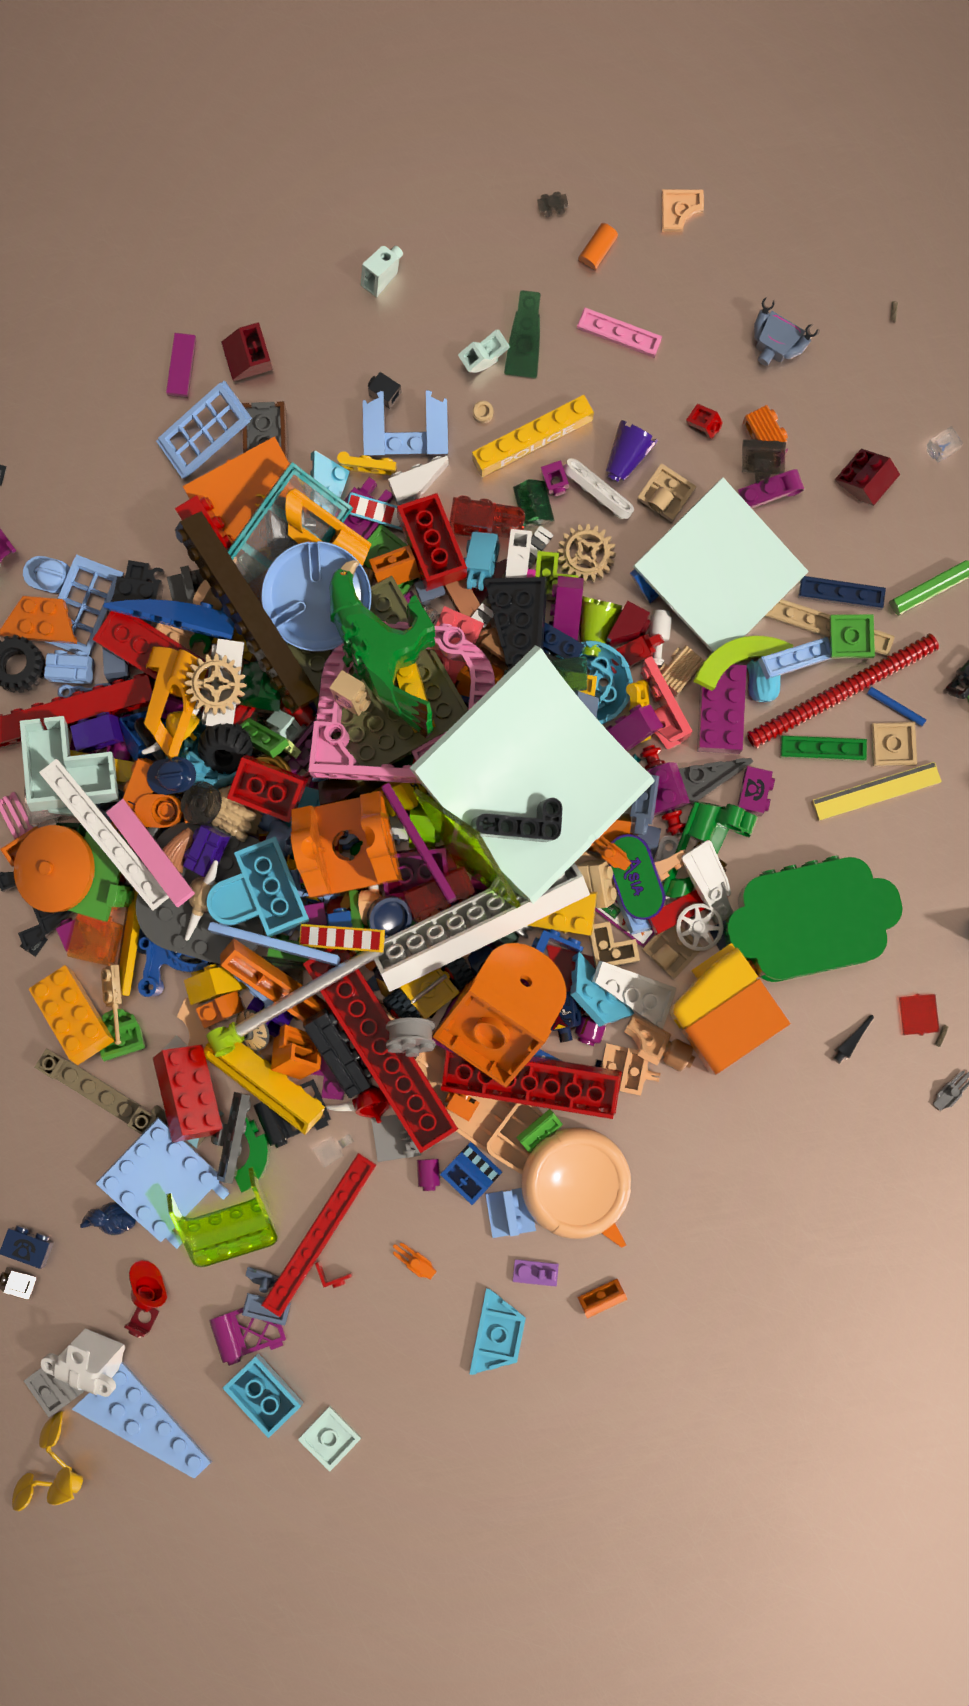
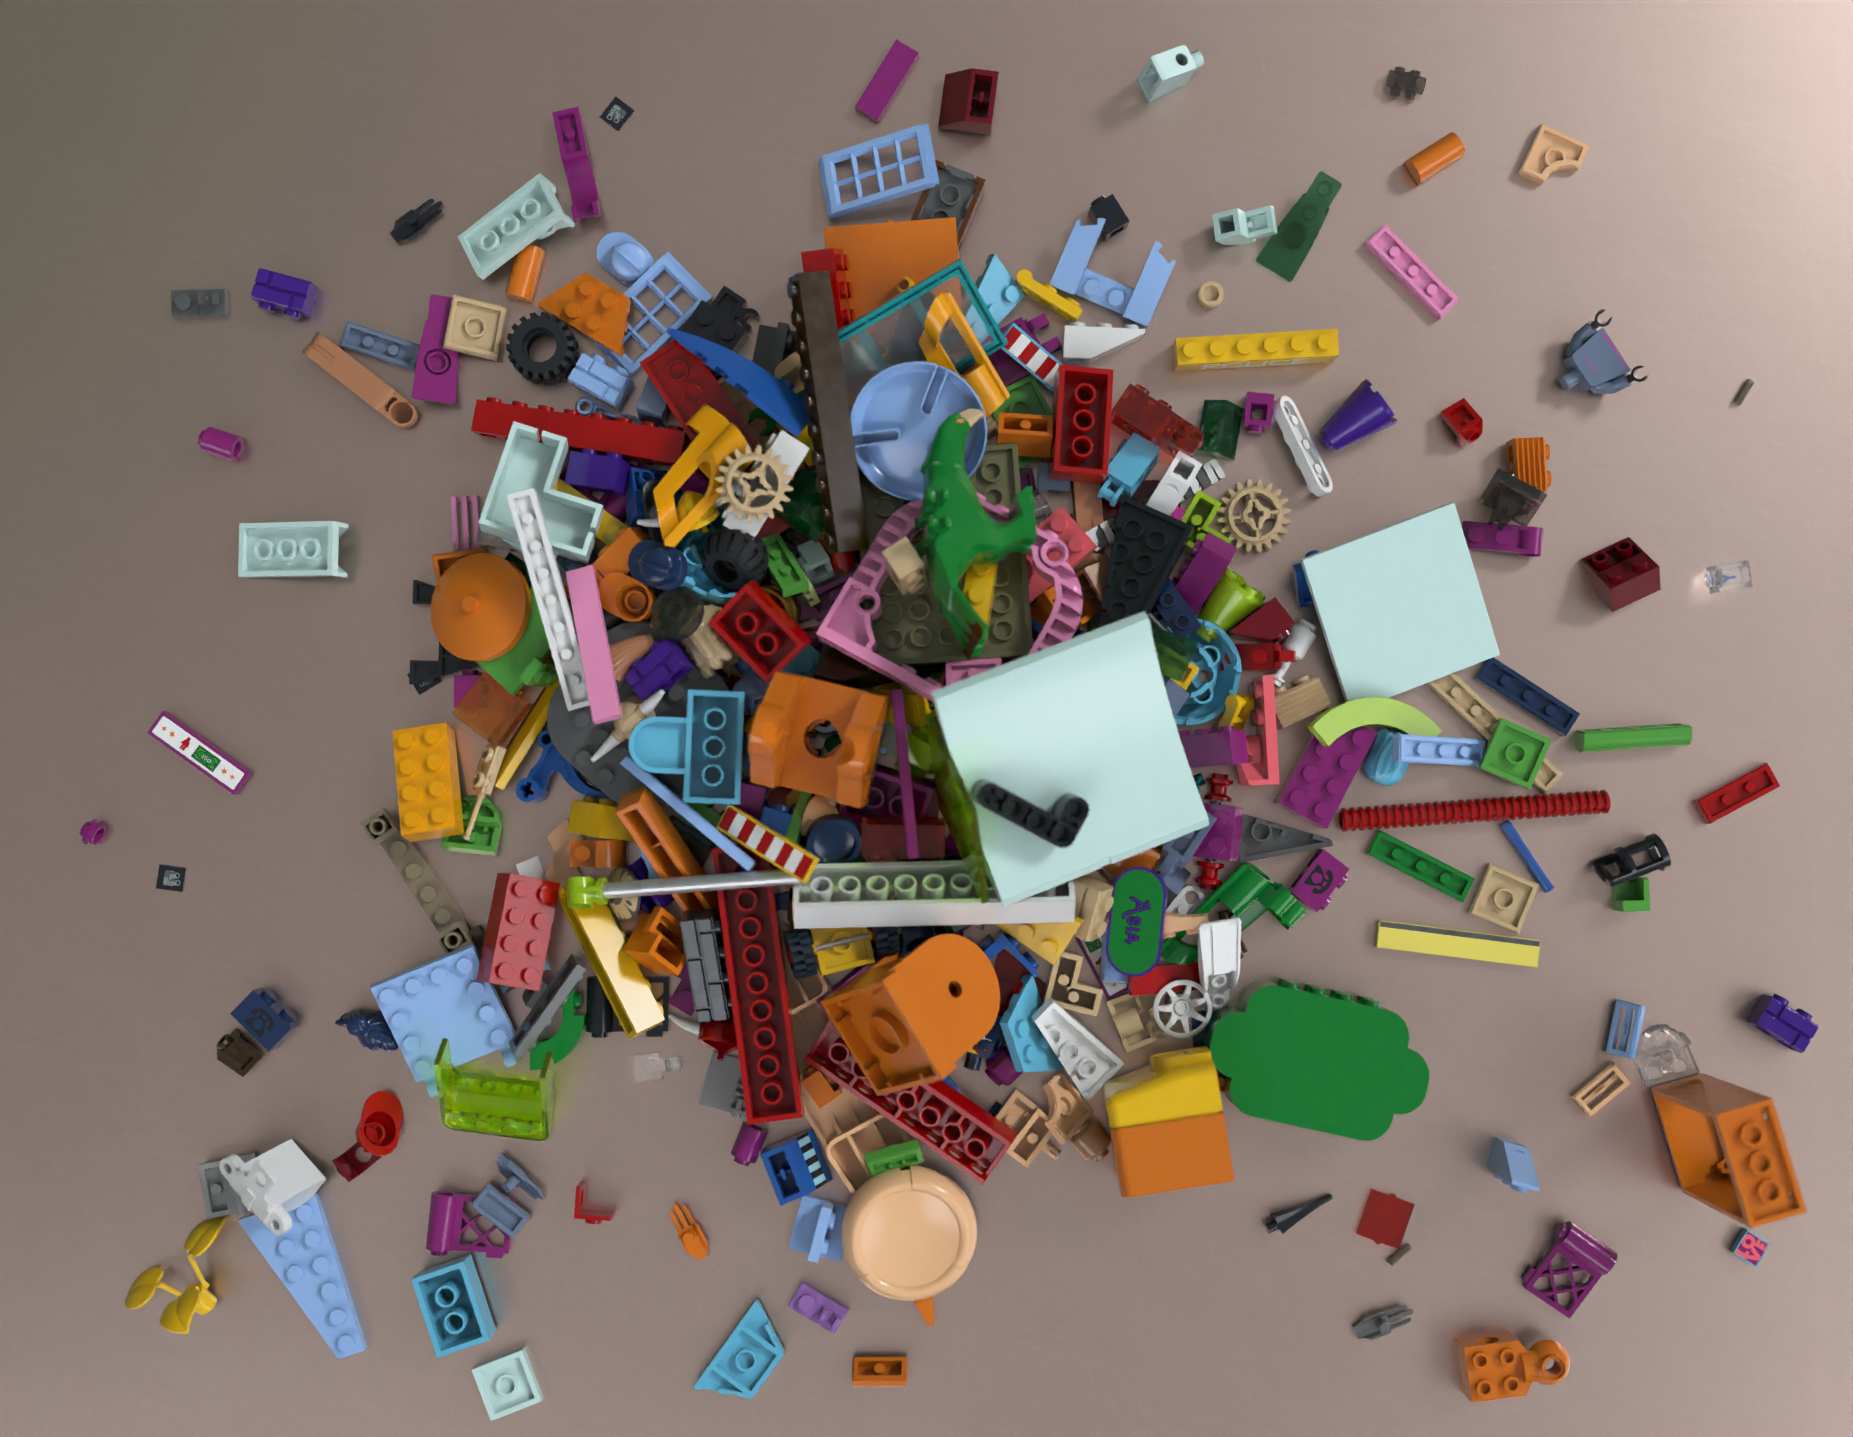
camera: 25 degrees right, 5 degrees up
(318, 1235) = (595, 1155): red tile -> none
(410, 1036) = (794, 992): light grey wheel -> none
(612, 854) = (1122, 885): orange piece -> none
(666, 492) = (1379, 487): tan plate -> none

